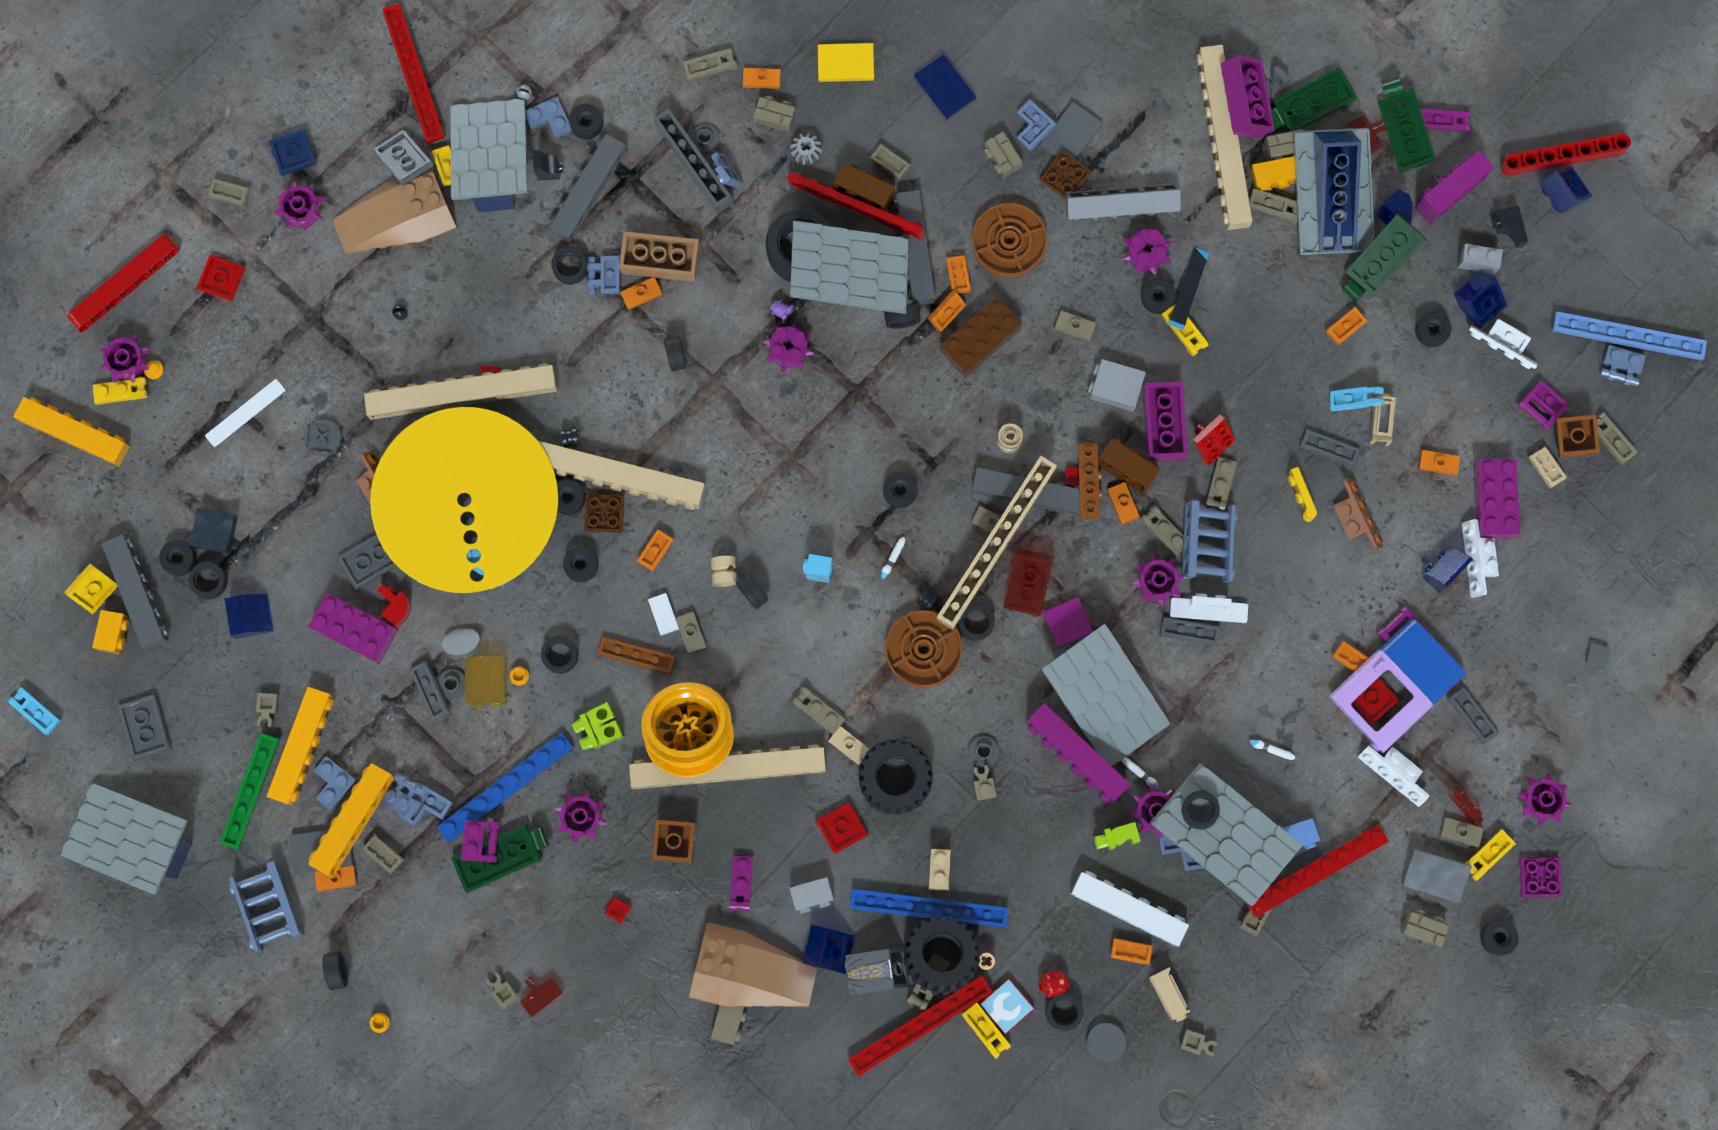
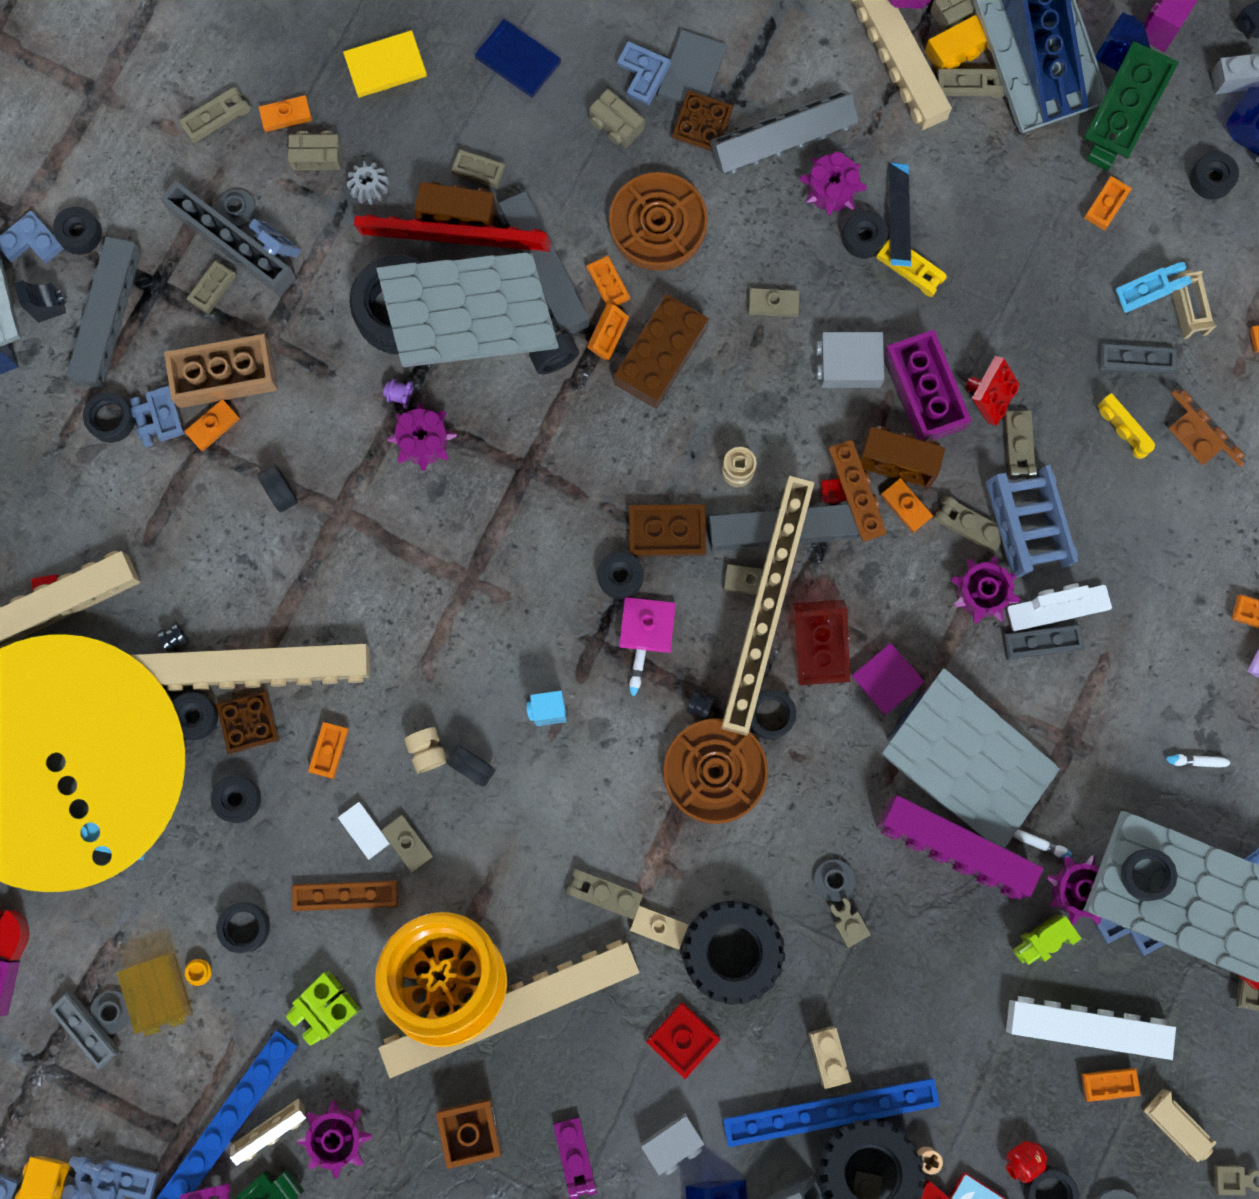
camera: 20 degrees left, 0 degrees up
(461, 643) = (107, 955): tile -> none
(536, 798) = (267, 1132): none -> tan plate
(670, 192) = (211, 287): none -> dark tan plate
(908, 531) = (647, 625): none -> dark pink plate
(944, 468) = (667, 530): none -> reddish brown plate

